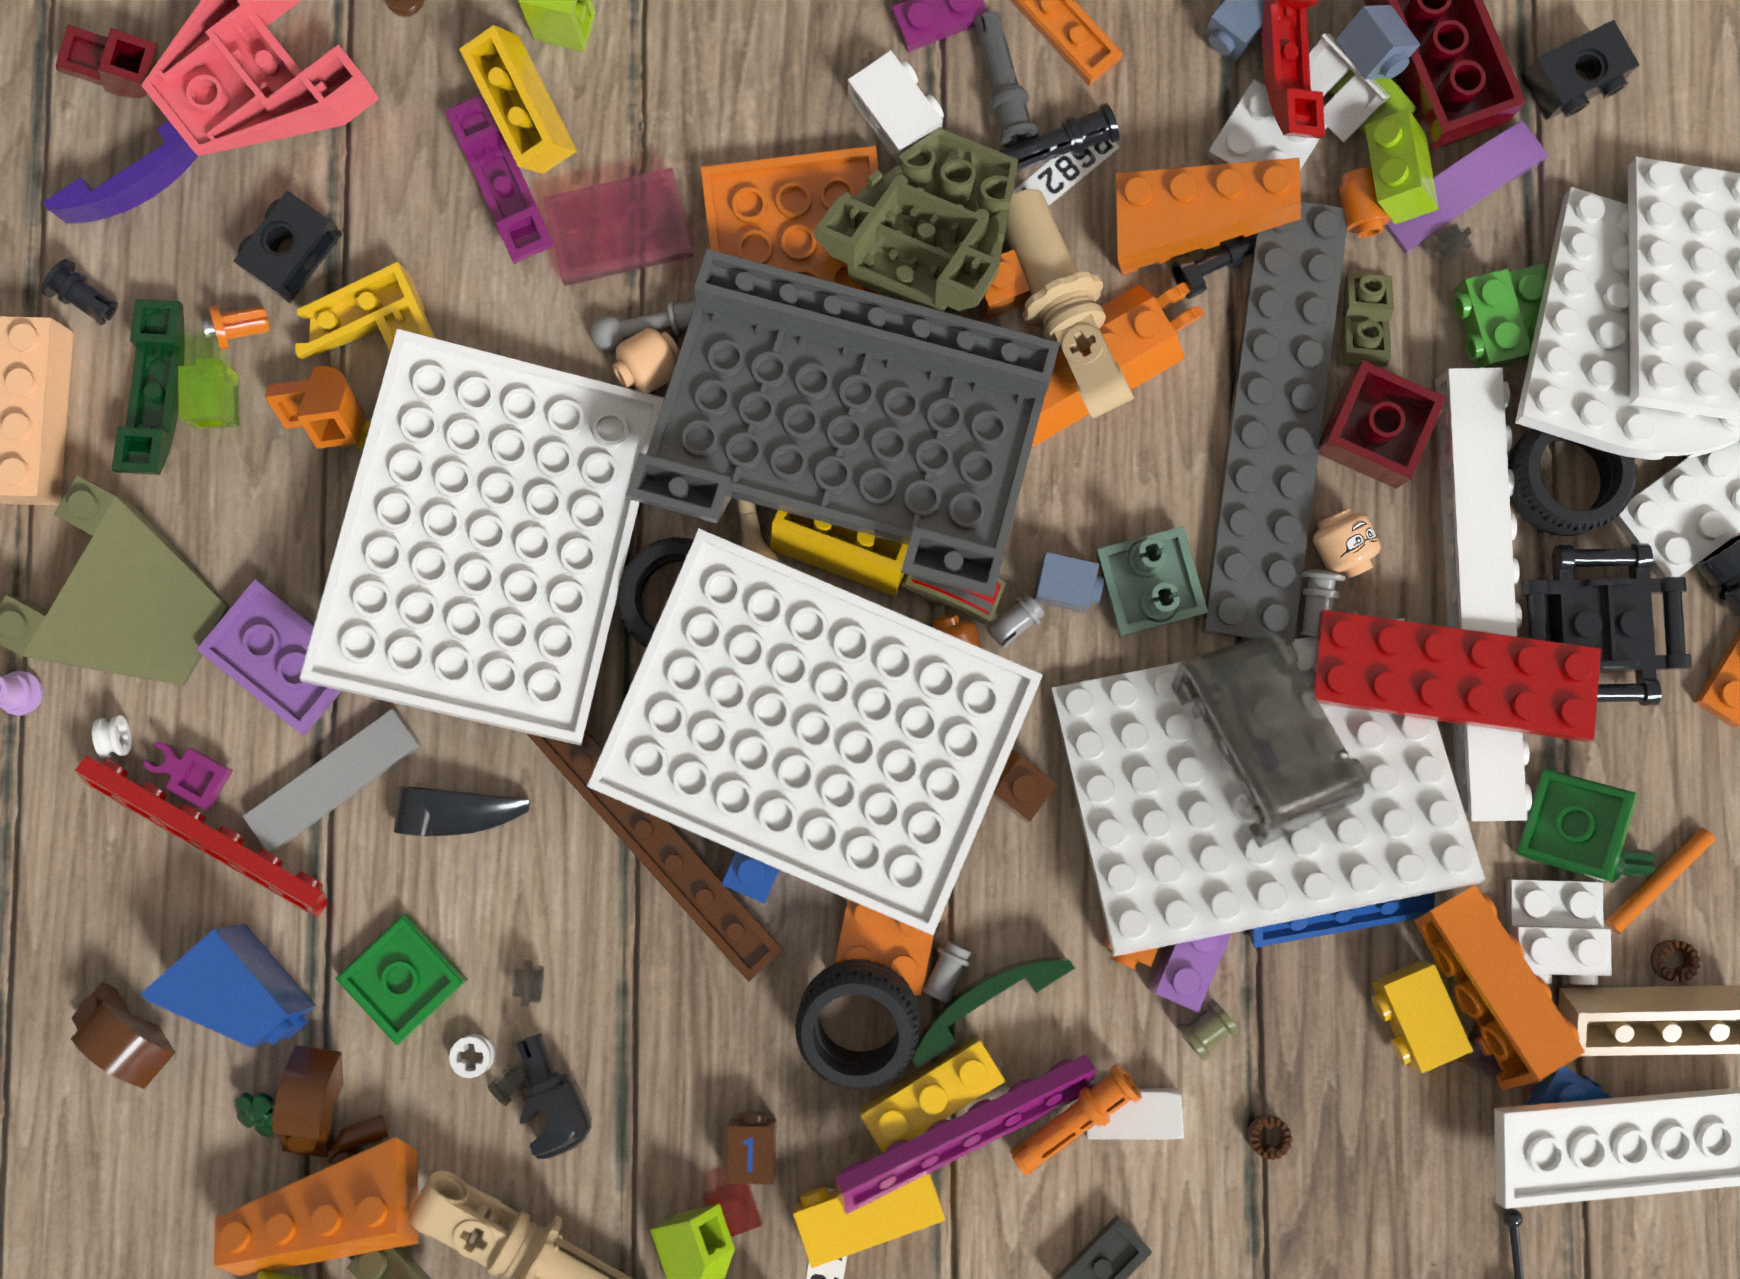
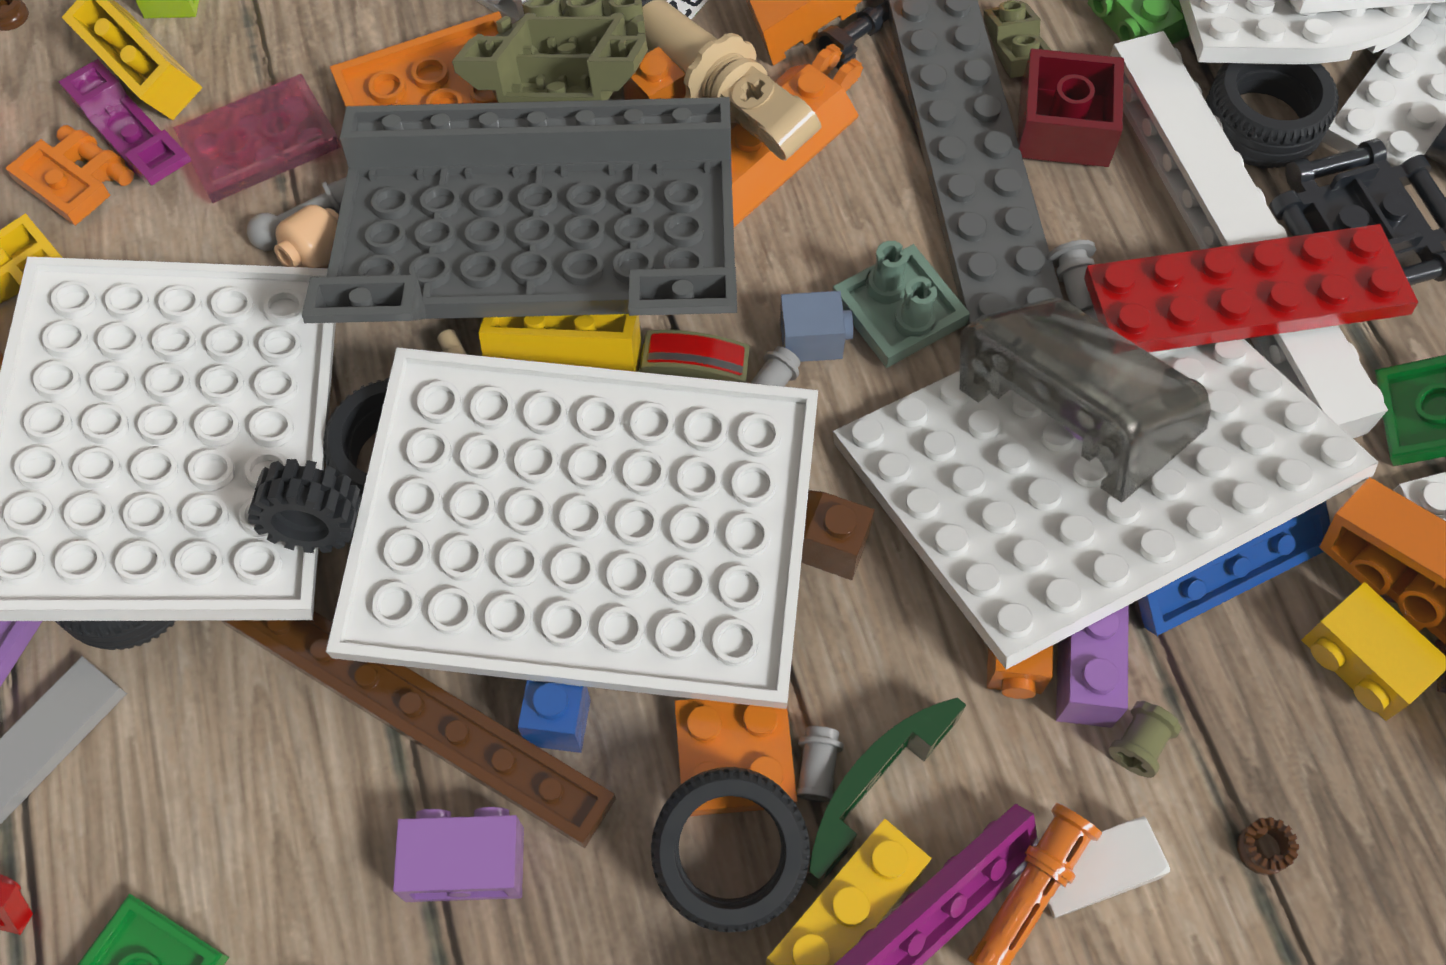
camera: 15 degrees left, 20 degrees down
(429, 223) = (62, 184): none -> orange plate
(452, 812) = (159, 753): black piece -> none
(528, 983) = (305, 930): clear smoke plate -> none
(594, 663) = (304, 506): none -> black tyre
(654, 962) = (459, 856): none -> medium lavender brick
(1346, 542) = (1082, 213): light nougat head -> none

